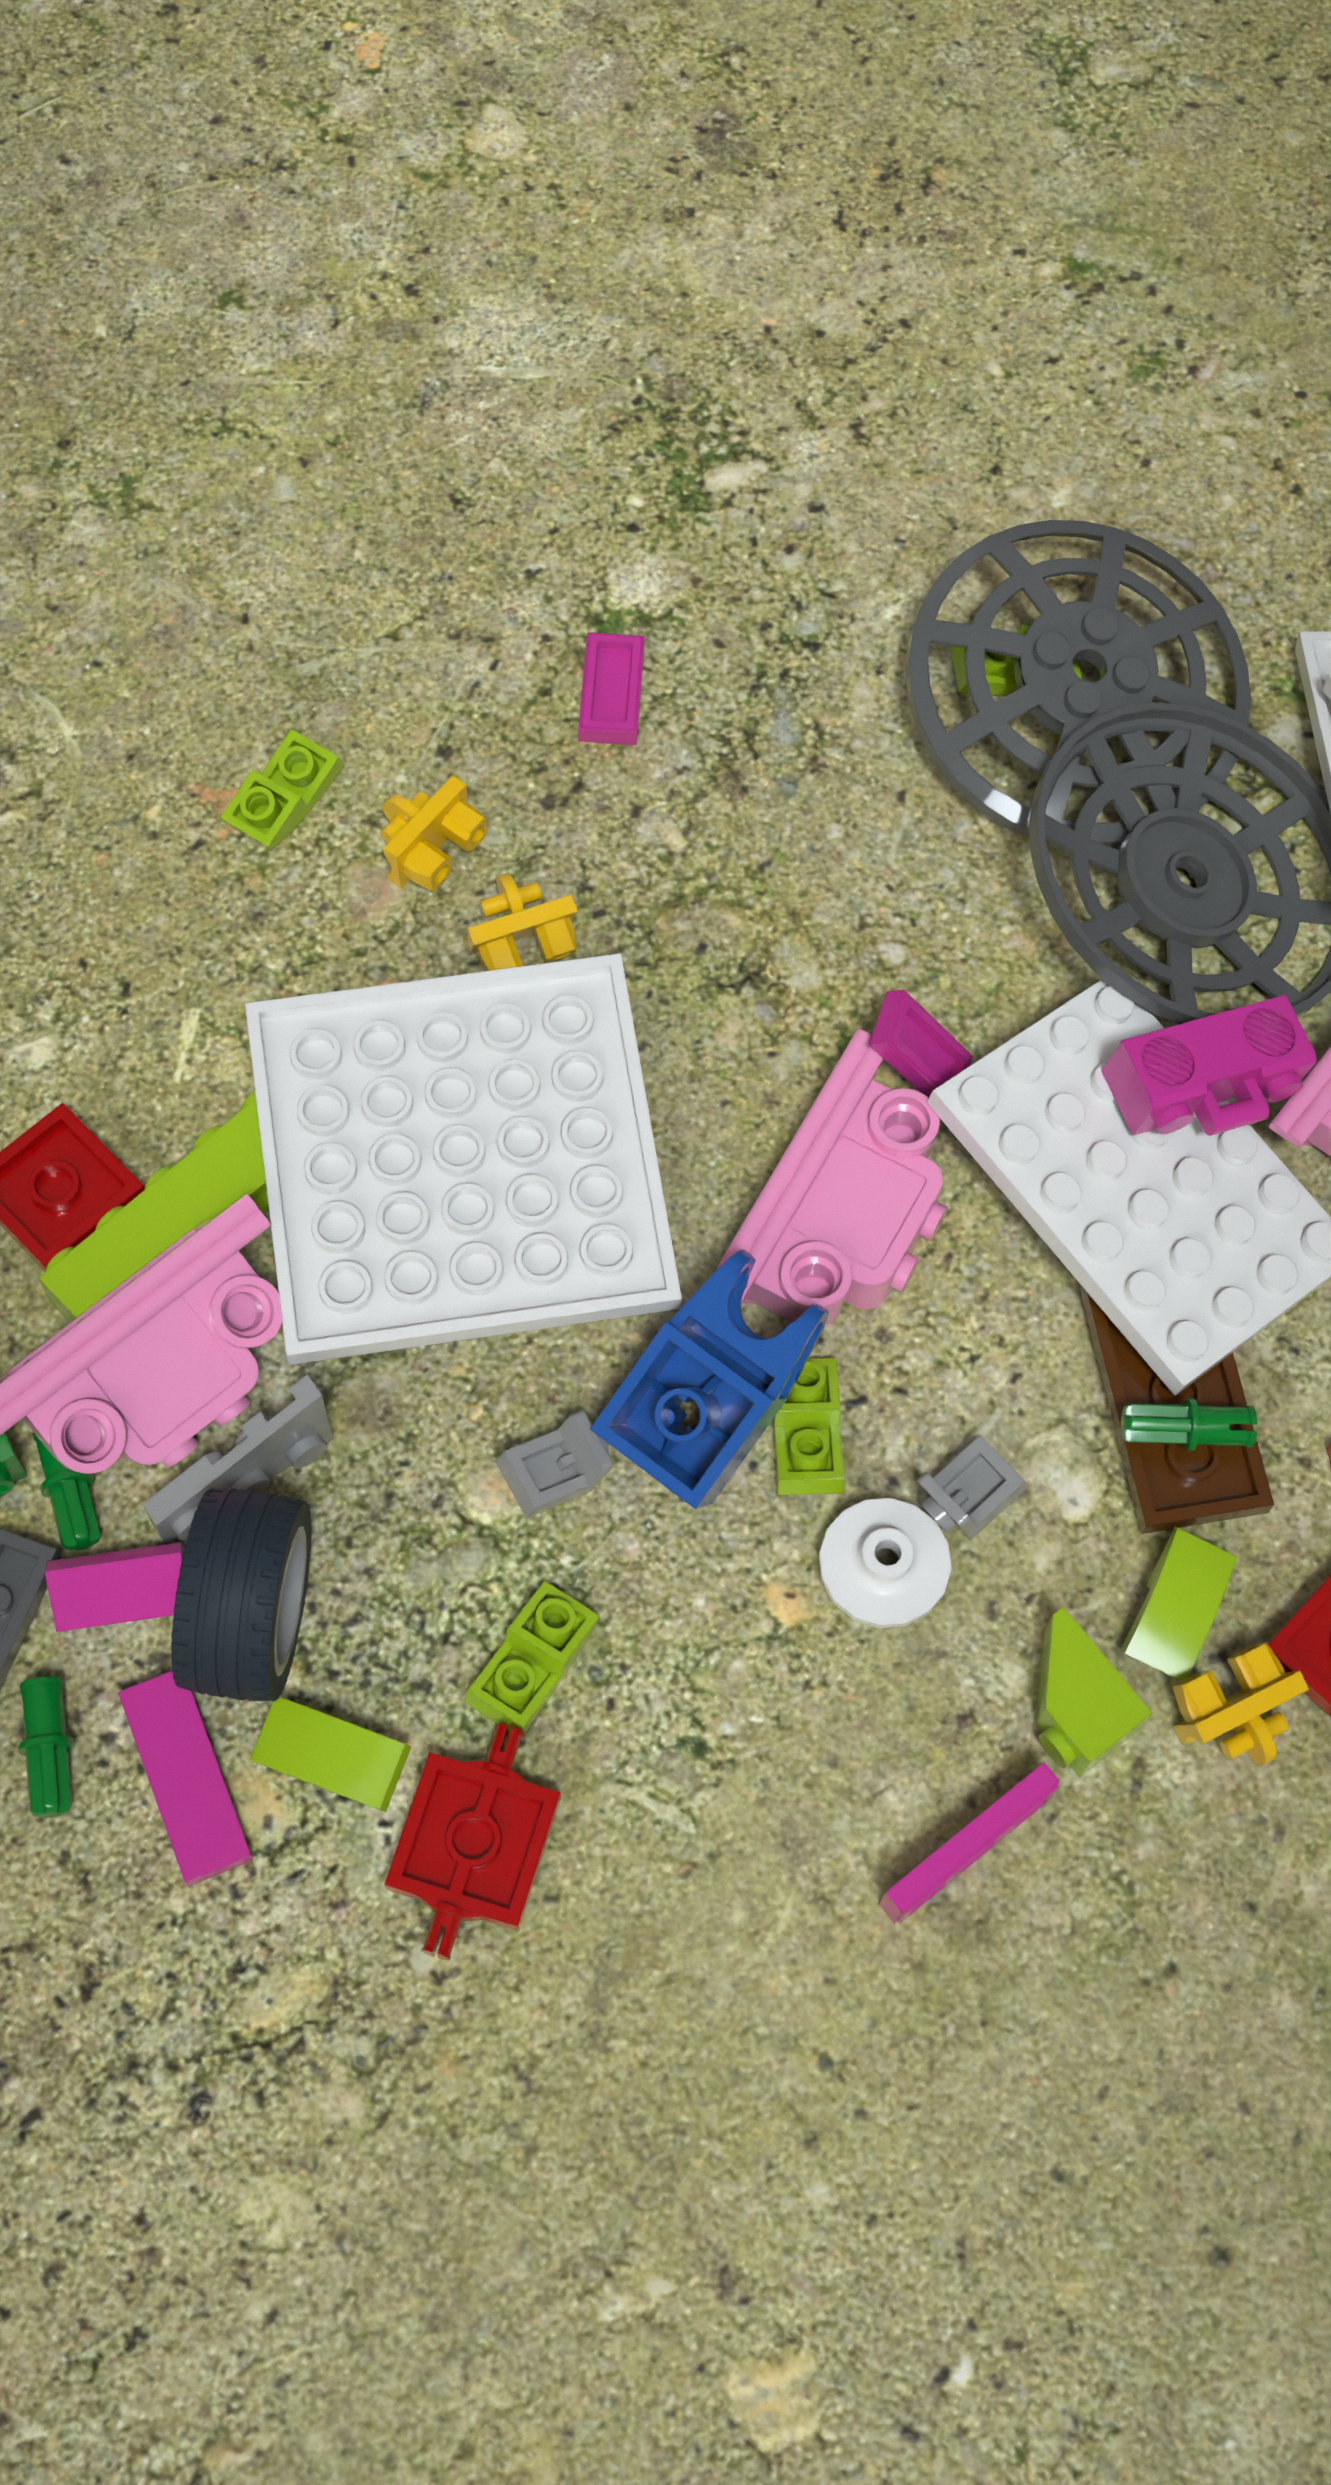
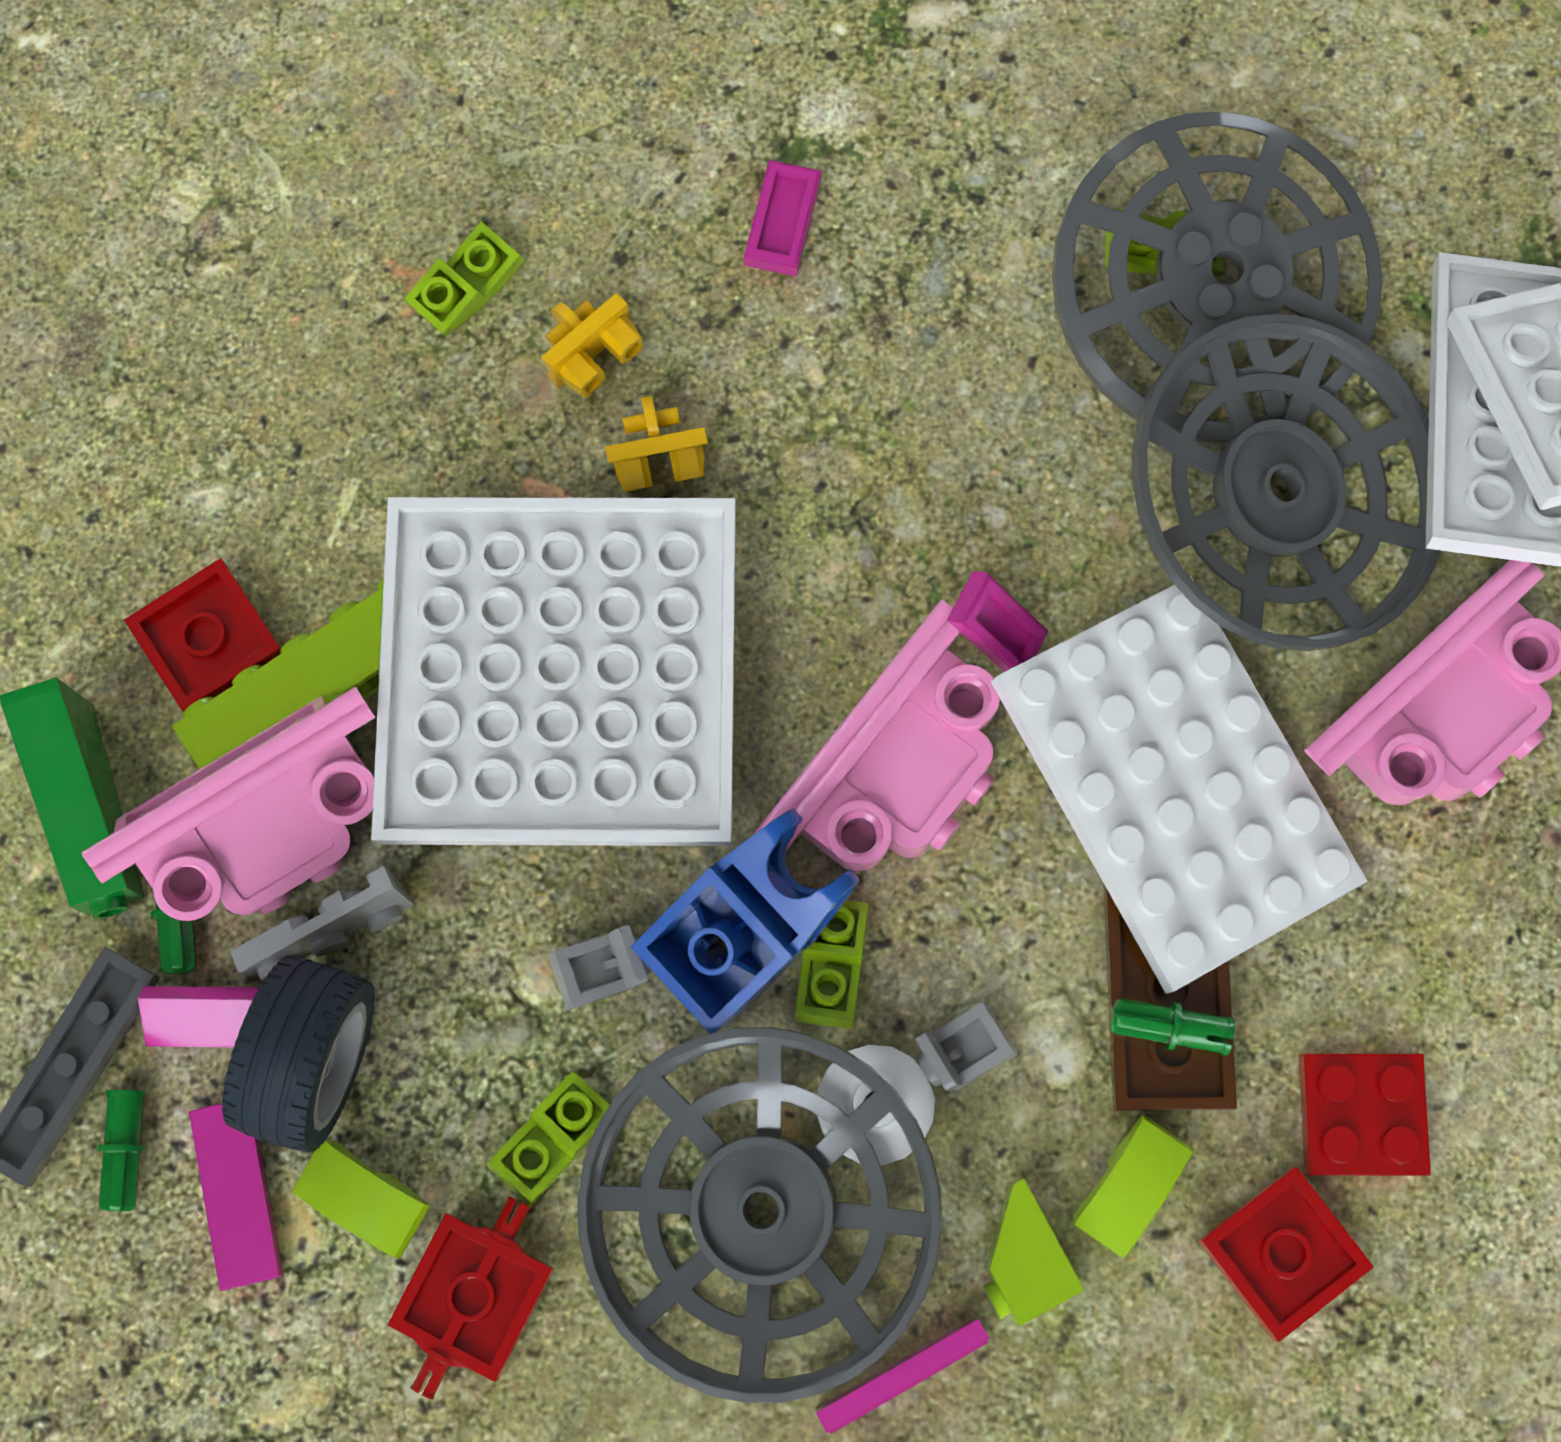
camera: 15 degrees right, 10 degrees up
(735, 1682) = (738, 1244): none -> dark grey dish
(1208, 1061) = (1236, 689): dark pink piece -> none
(1263, 1688) = (1171, 1298): yellow hips -> none

